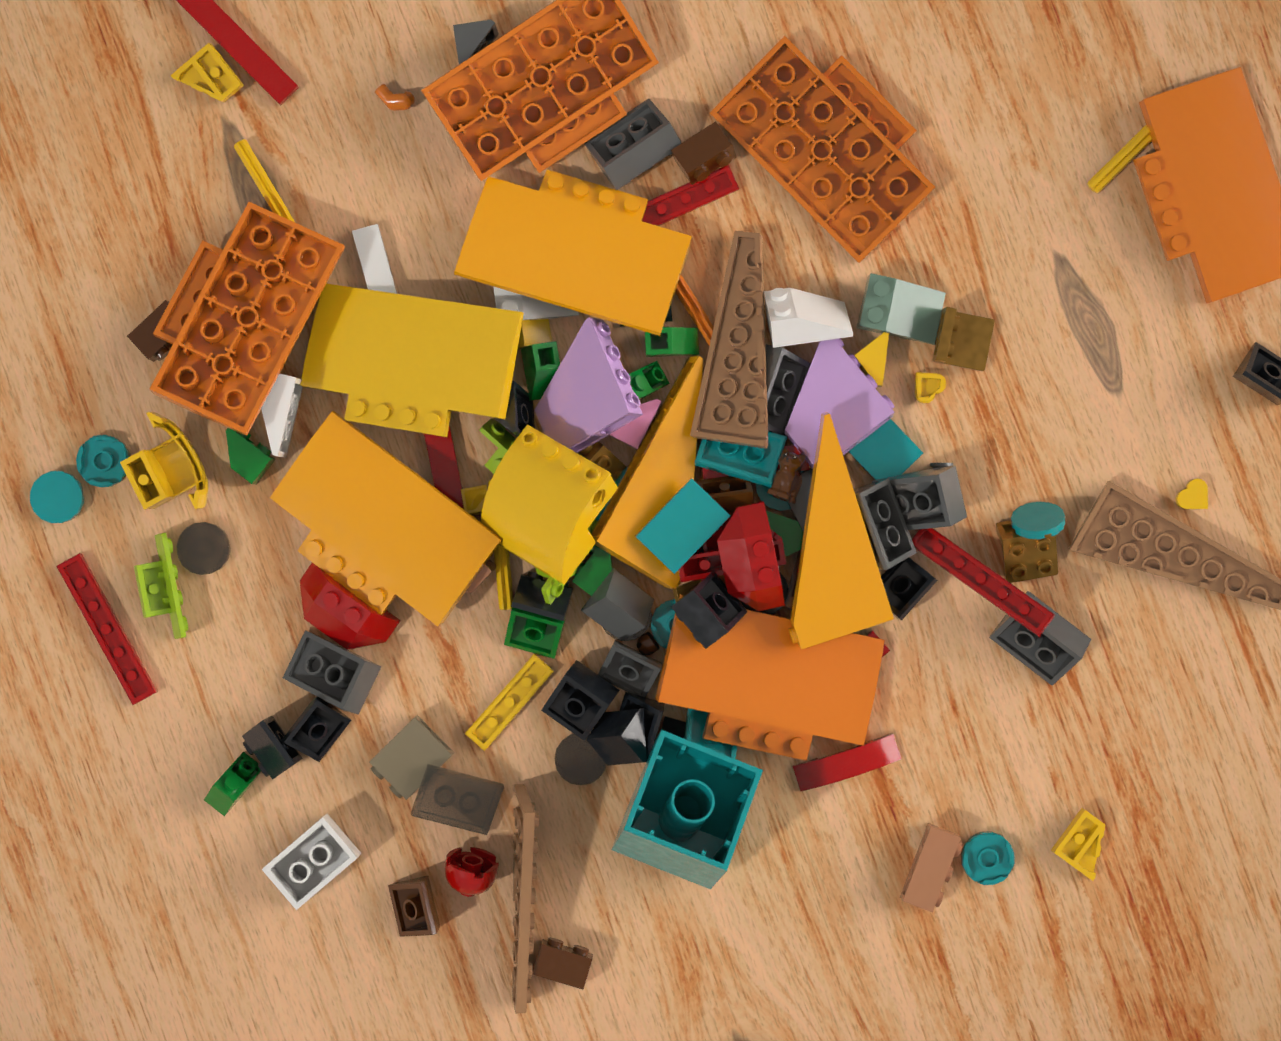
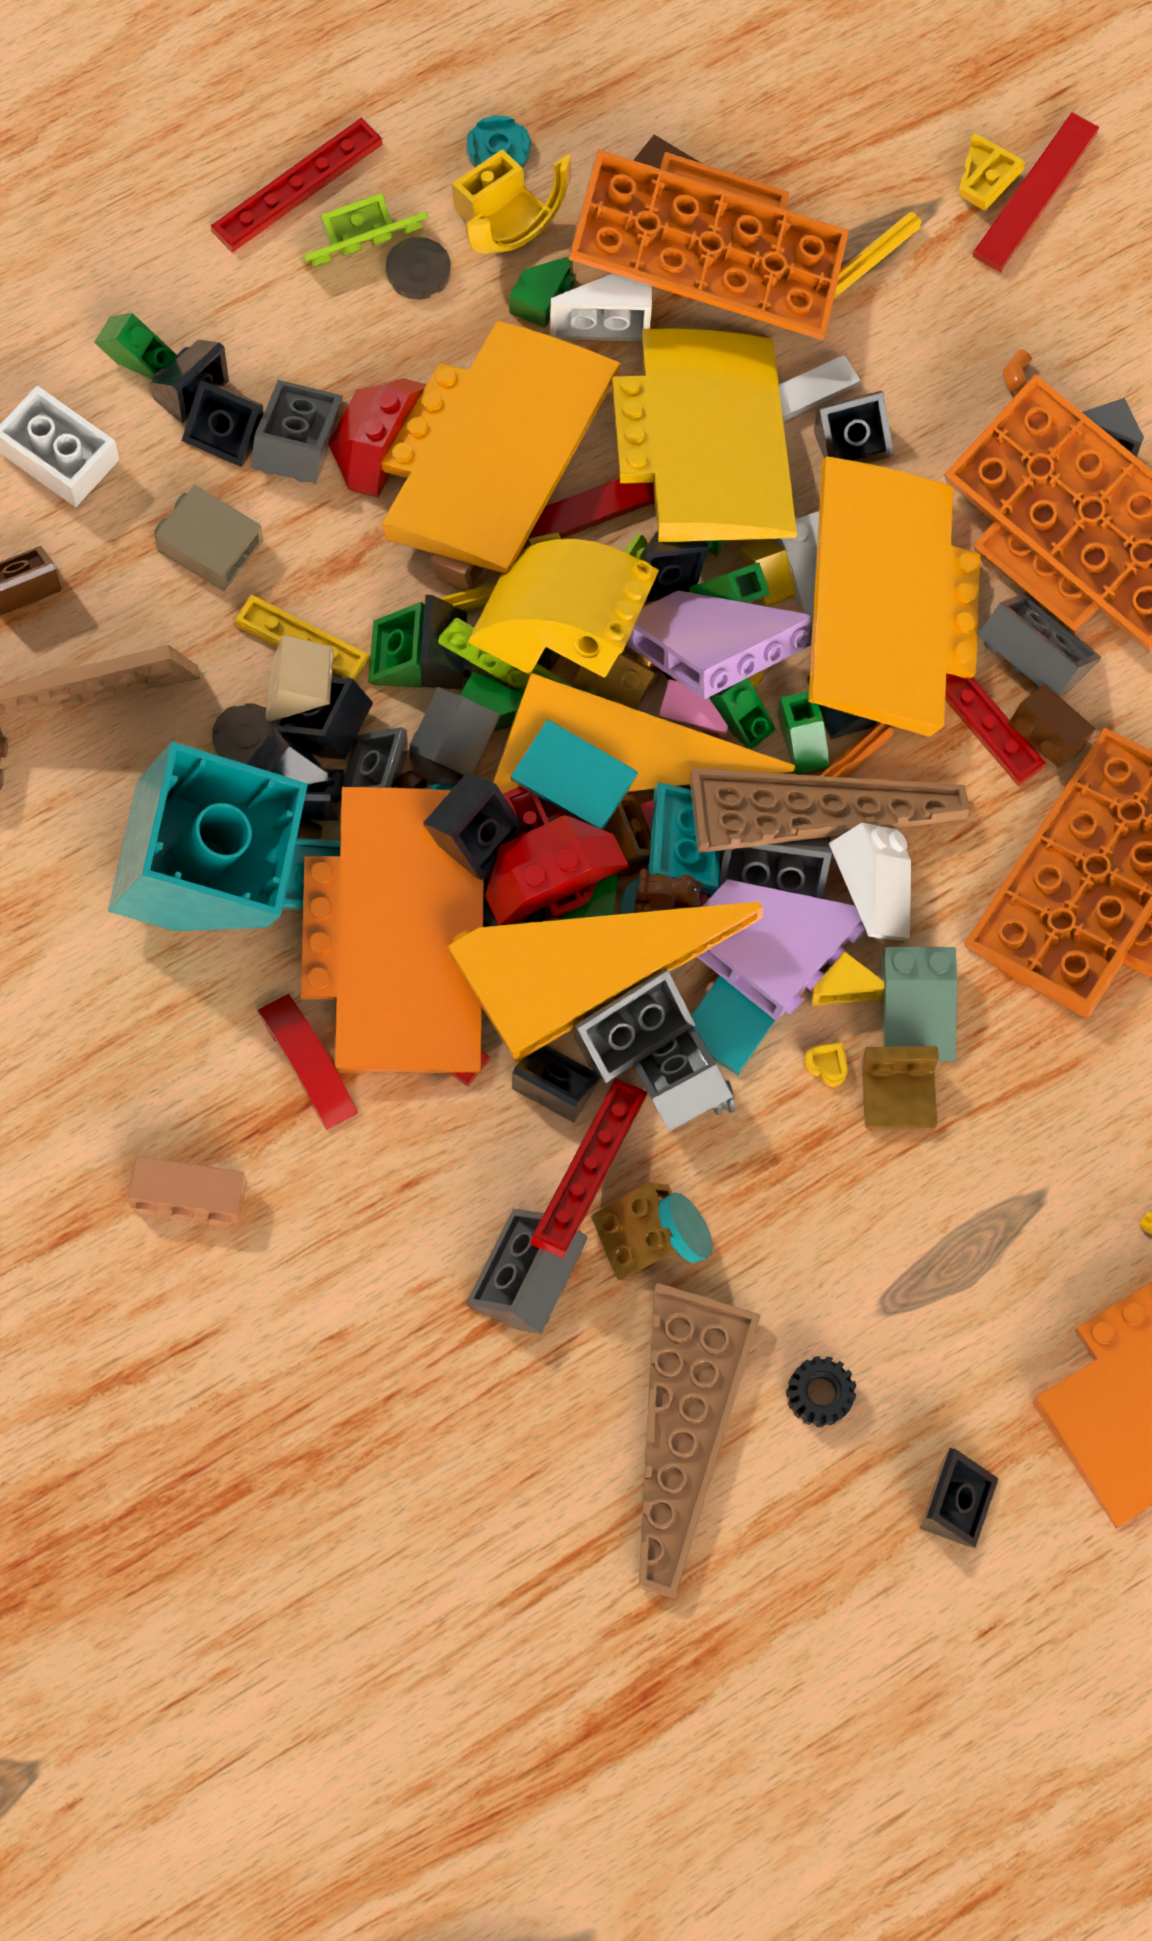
camera: 75 degrees right, 20 degrees down
(56, 497) = (443, 105): teal tile -> none
(425, 240) = (855, 429): none -> black slope
(457, 799) = (166, 595): clear smoke tile -> none
(471, 871) = (75, 628): red cylinder -> none
(550, 712) = (298, 677): none -> tan slope
(987, 858) = (213, 1267): teal tile -> none
(1081, 843) = (257, 1384): yellow wing -> none
(1186, 450) = (836, 1375): none -> black tyre
(1194, 495) = (767, 1438): yellow tile -> none

